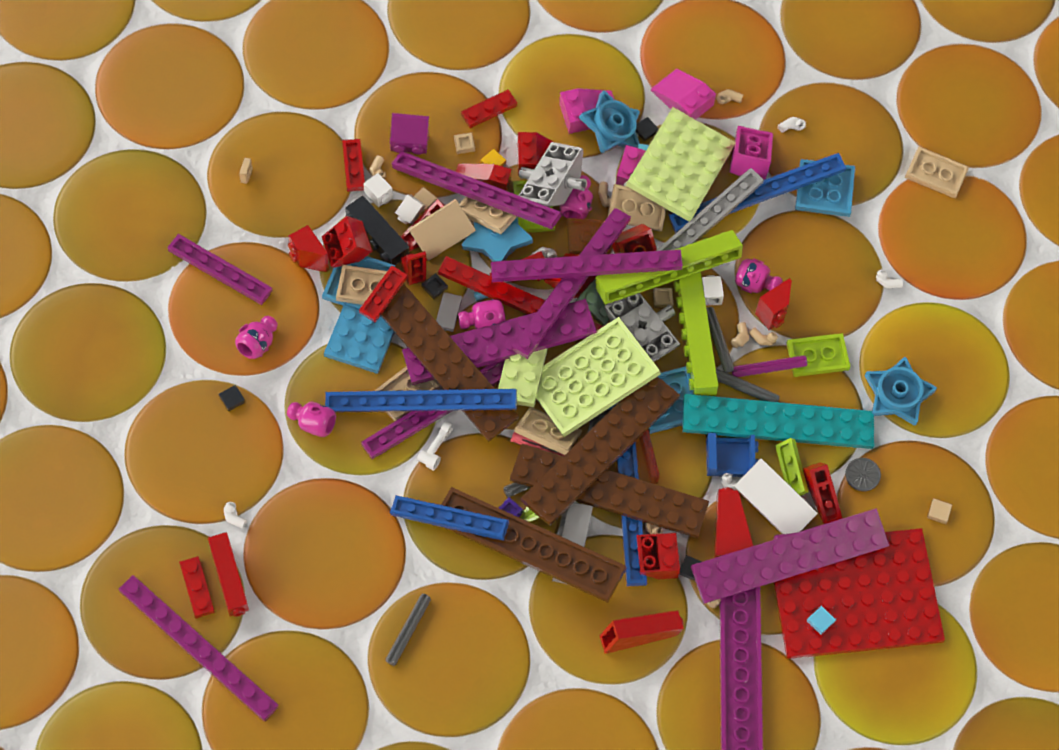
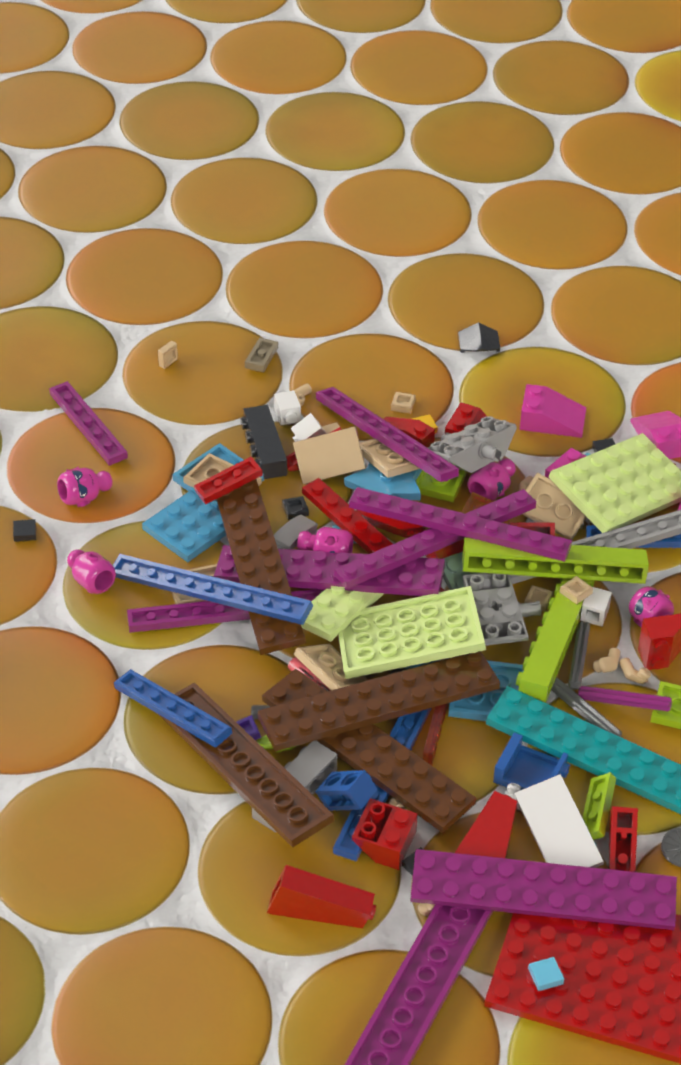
camera: 30 degrees right, 20 degrees down
(308, 250) = (180, 429): red slope -> none
(323, 139) = (261, 354): none -> dark tan plate
(346, 242) = (225, 435): red slope -> none
(353, 165) = (277, 382): red plate -> none
(408, 629) = (60, 800): dark grey axle -> none
(409, 133) = (349, 371): magenta slope -> none
(415, 267) = (280, 475): red slope -> none
(429, 458) = (190, 651): white brick -> none
(489, 108) = (446, 383): red plate -> none
(492, 51) = (478, 338): none -> slope
(612, 123) = (567, 426): dark azure plate -> none
(615, 534) = (346, 790): none -> blue brick
(695, 286) = (576, 590): none -> tan tile

